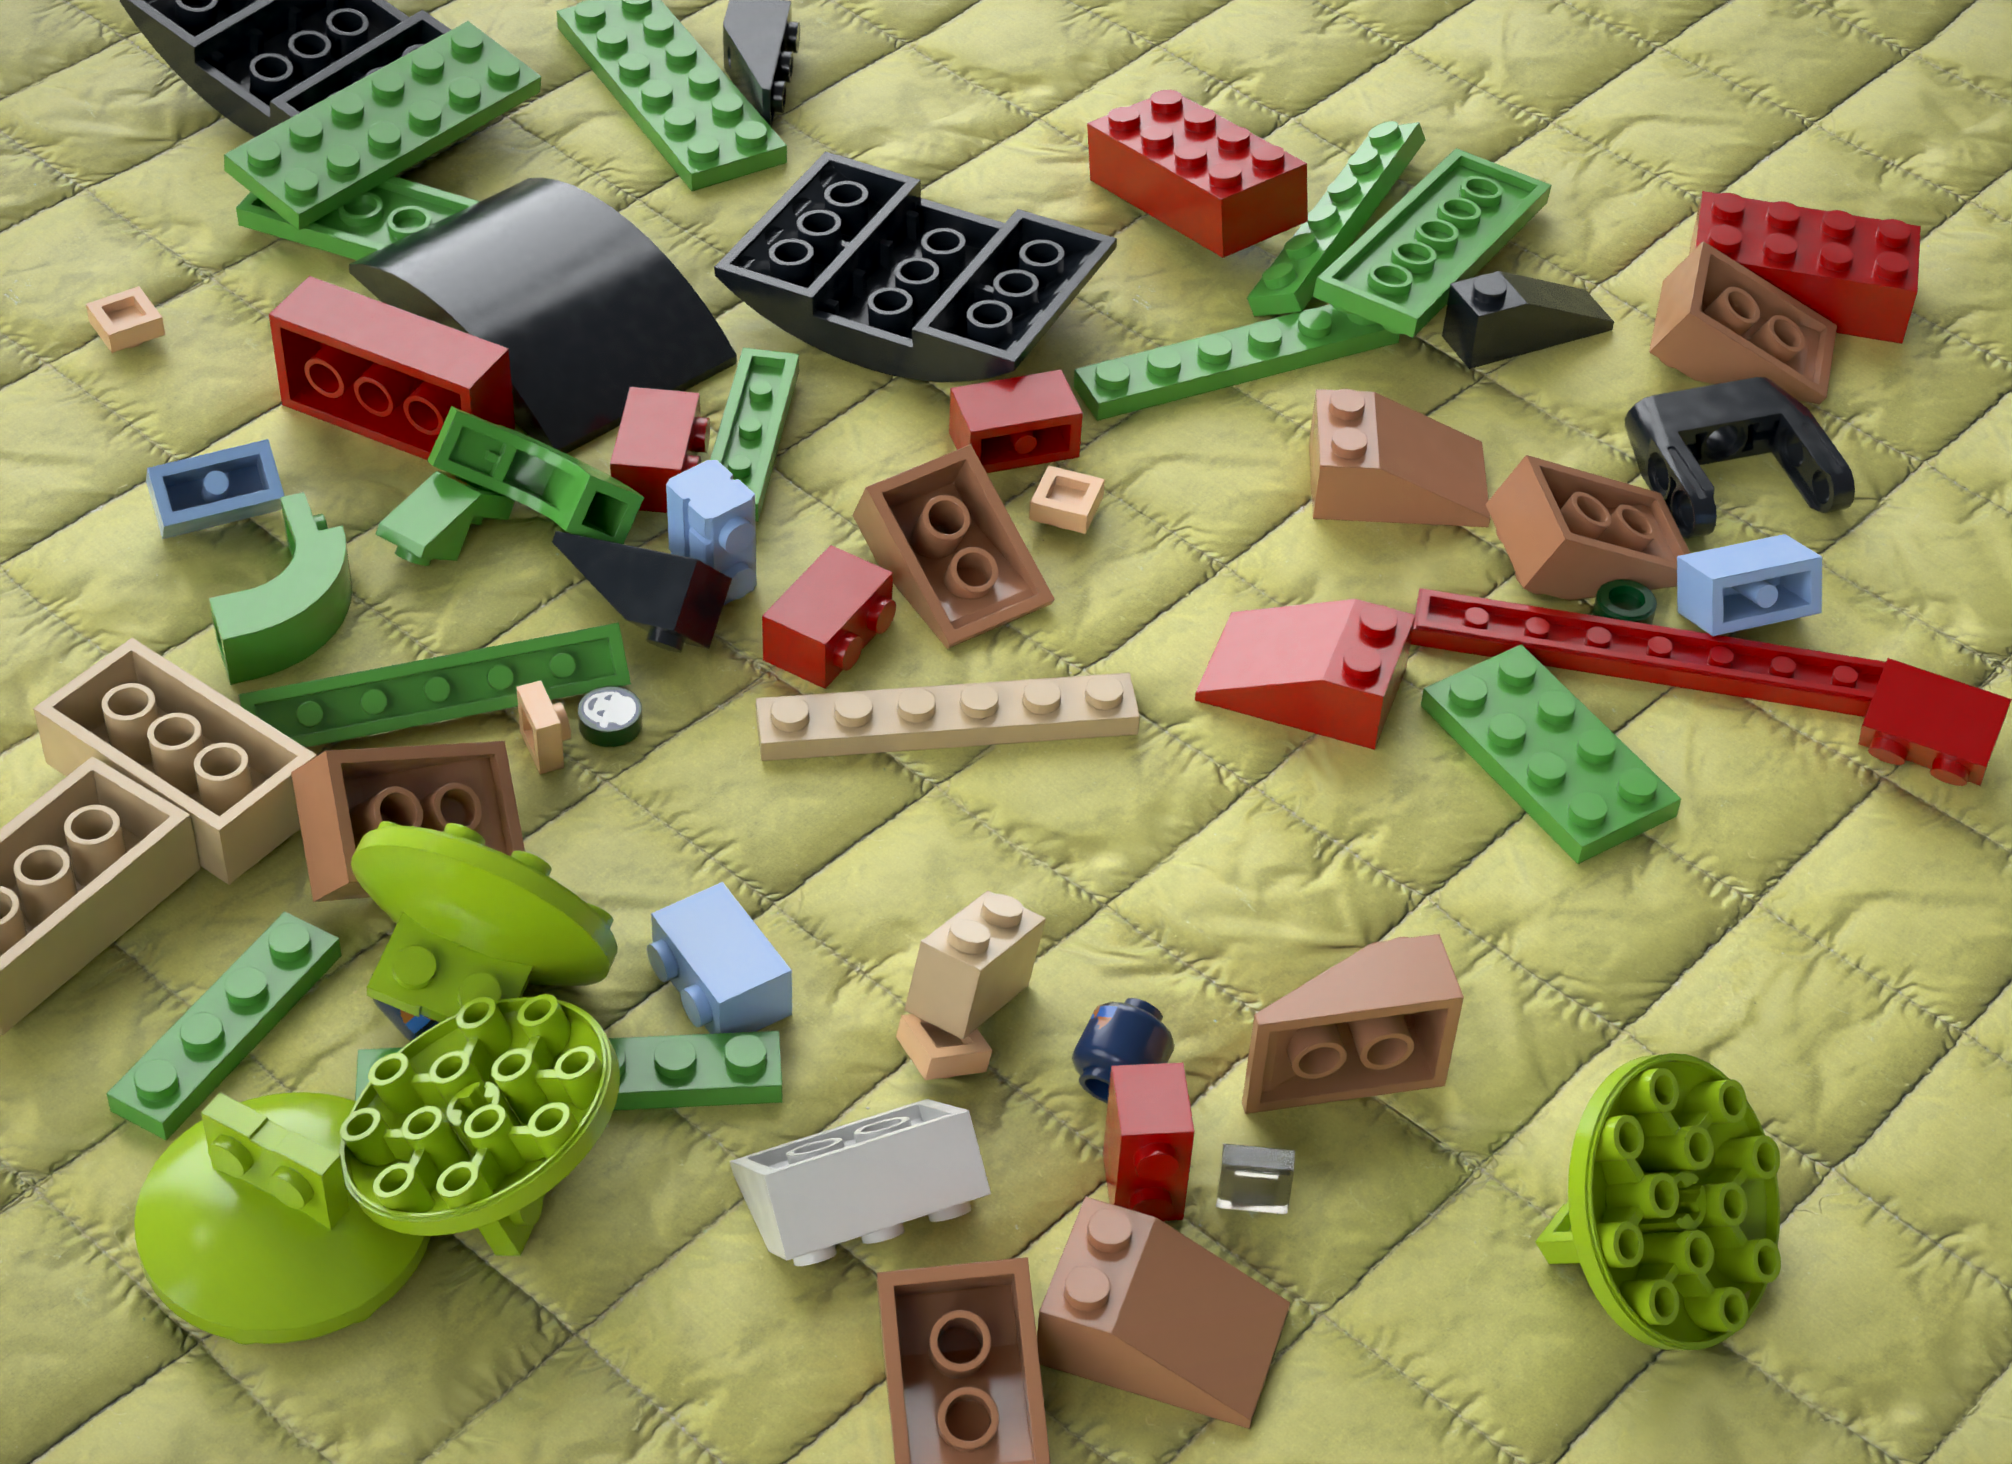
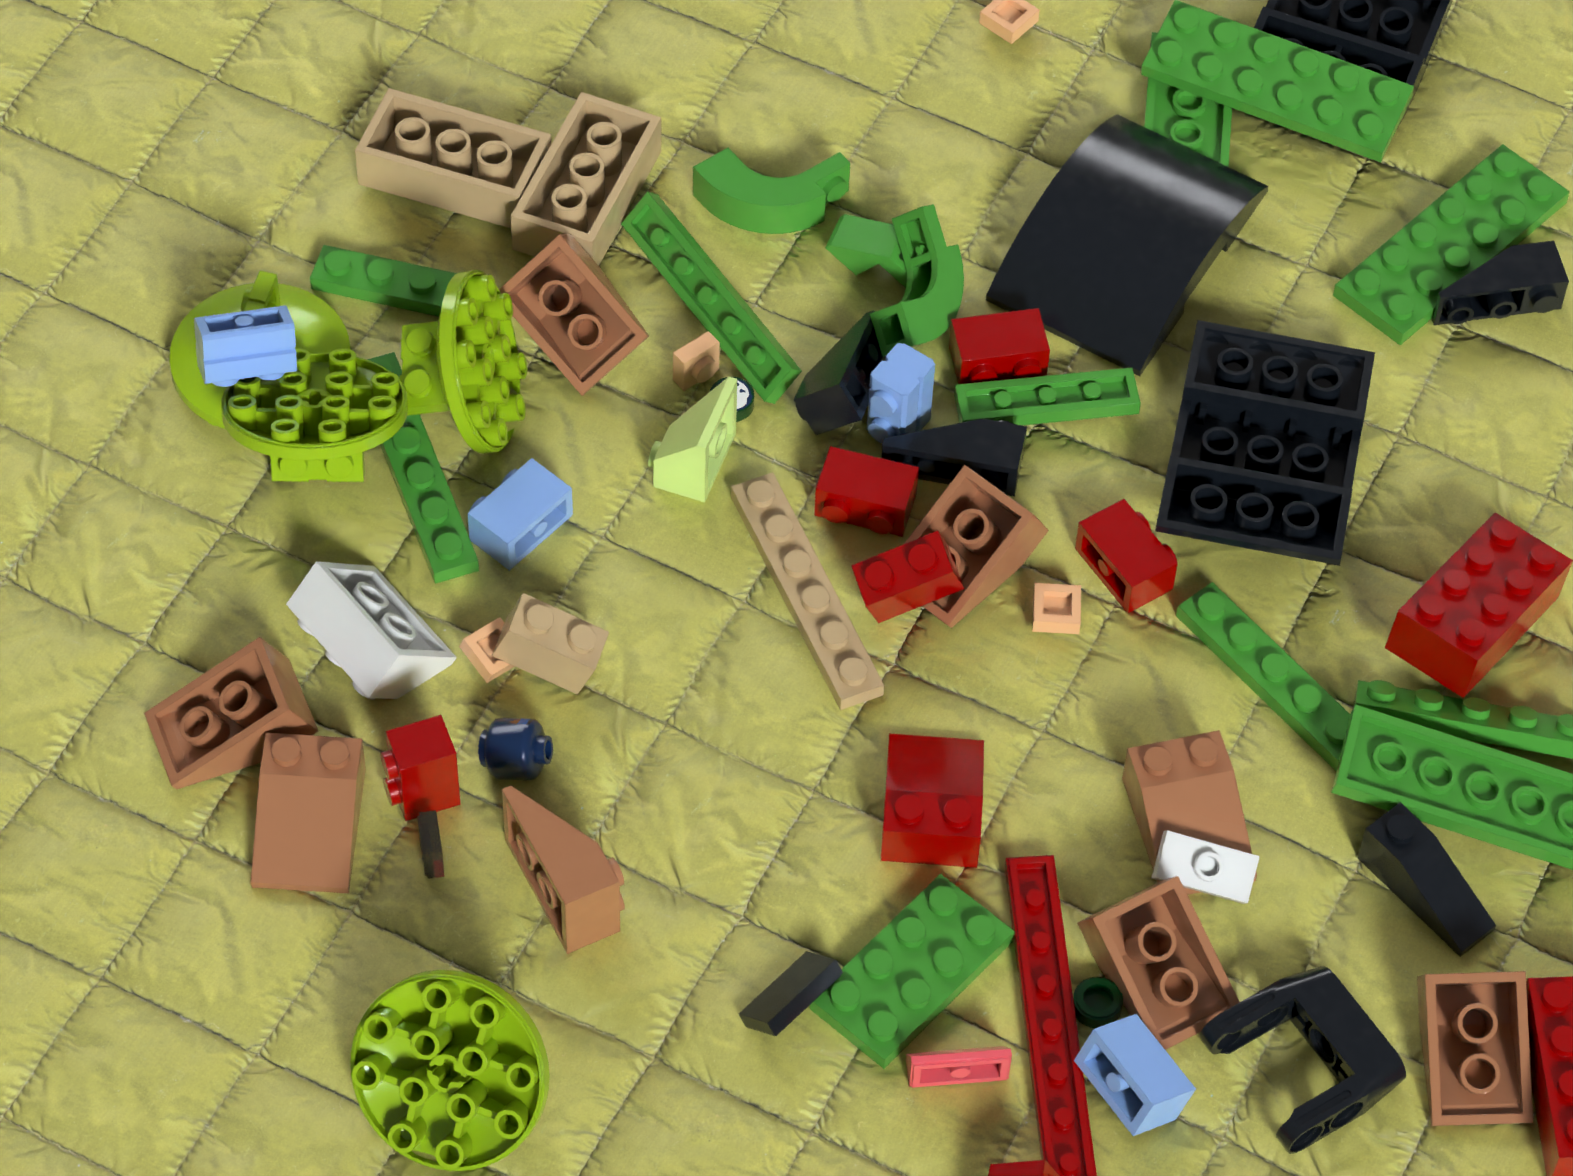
camera: 75 degrees right, 10 degrees up
(214, 488) = (841, 117): light blue brick -> none
(363, 1140) = (245, 345): none -> light blue brick
(383, 367) = (992, 172): red brick -> none
(701, 739) = (696, 444): none -> yellowish green slope
(813, 508) = (983, 445): none -> black slope
(997, 594) = (907, 577): none -> red brick
(1475, 466) = (1206, 866): none -> white plate
(1572, 861) = (791, 993): none -> black tile
(1693, 736) = (958, 1066): none -> coral slope

